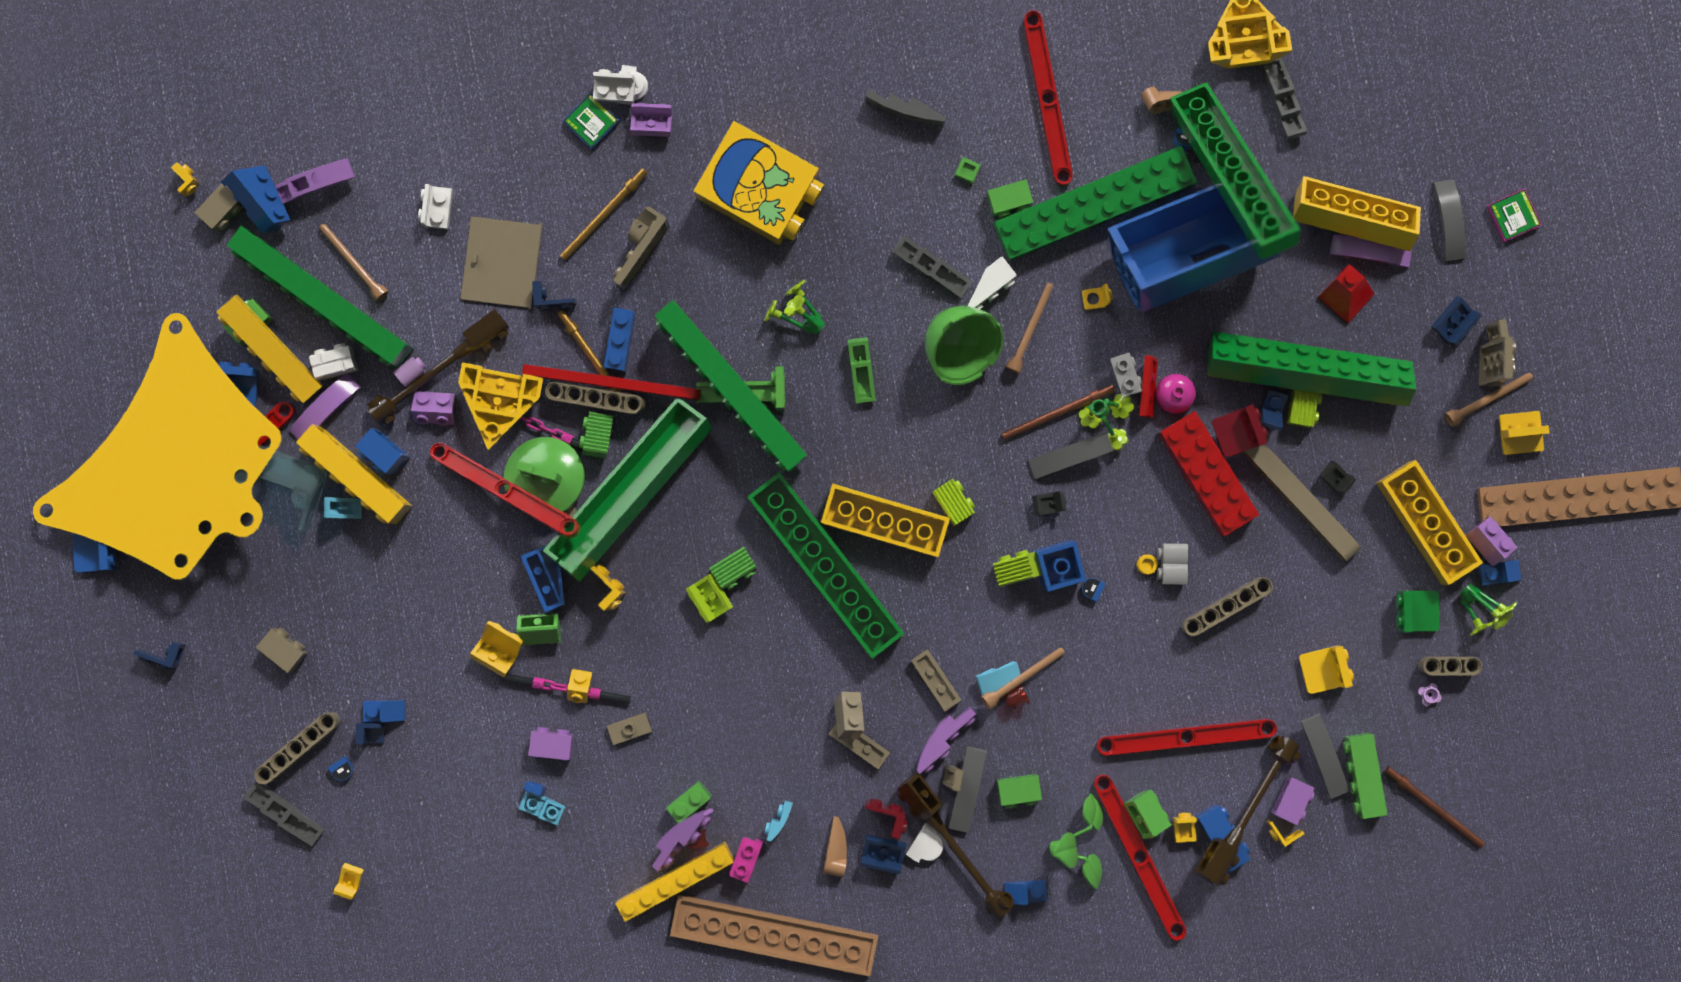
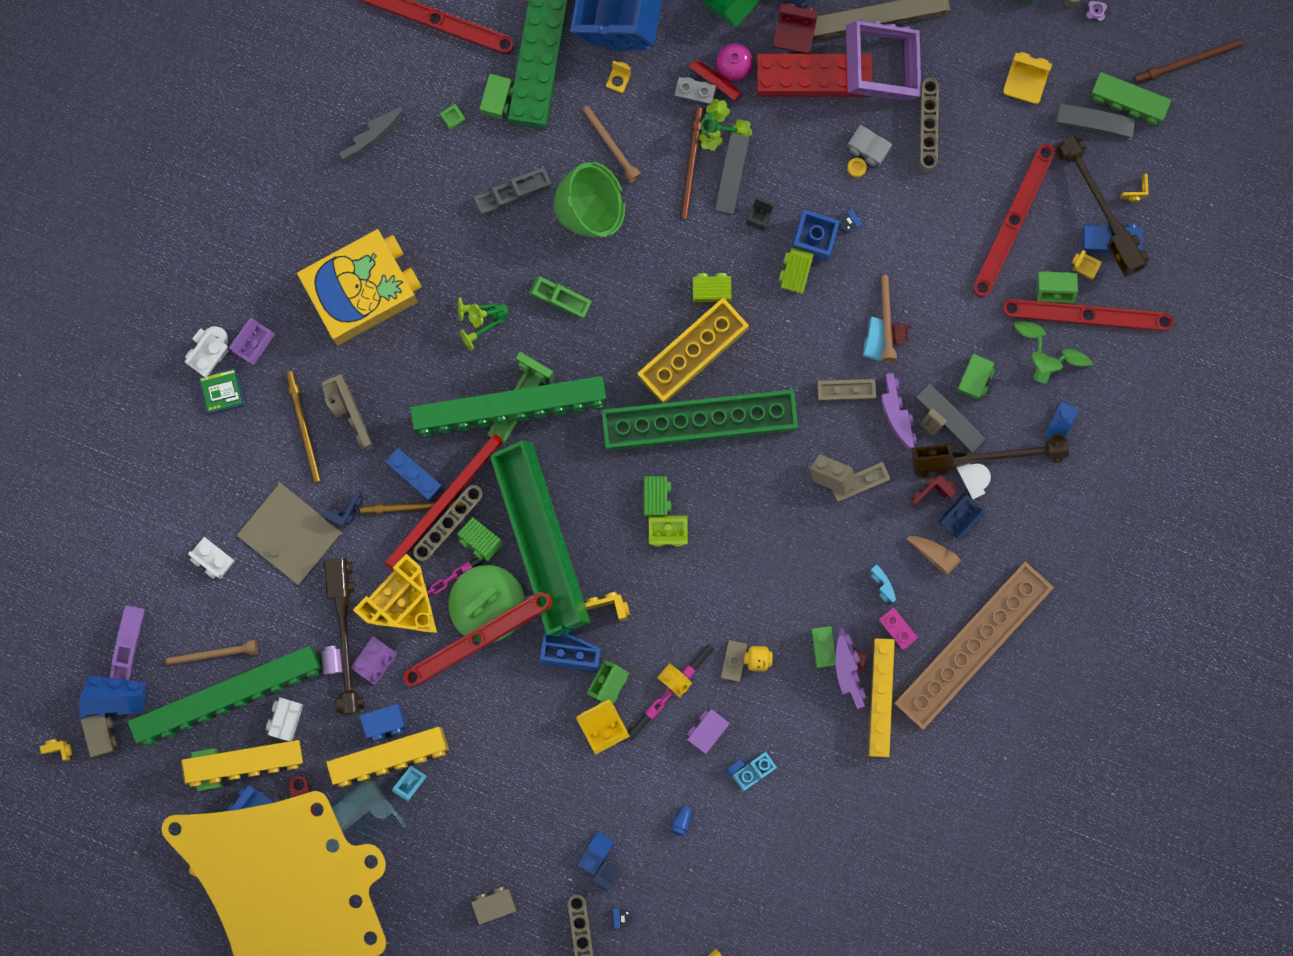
camera: 50 degrees left, 5 degrees down
(326, 404) = (316, 750): medium lavender slope -> none
(457, 769) = (681, 822): none -> blue cone
(643, 749) = (758, 658): none -> yellow head
(994, 278) = (552, 148): white slope -> none
(1277, 554) = (911, 55): none -> medium lavender window
(1293, 800) = (1115, 166): medium lavender brick -> none

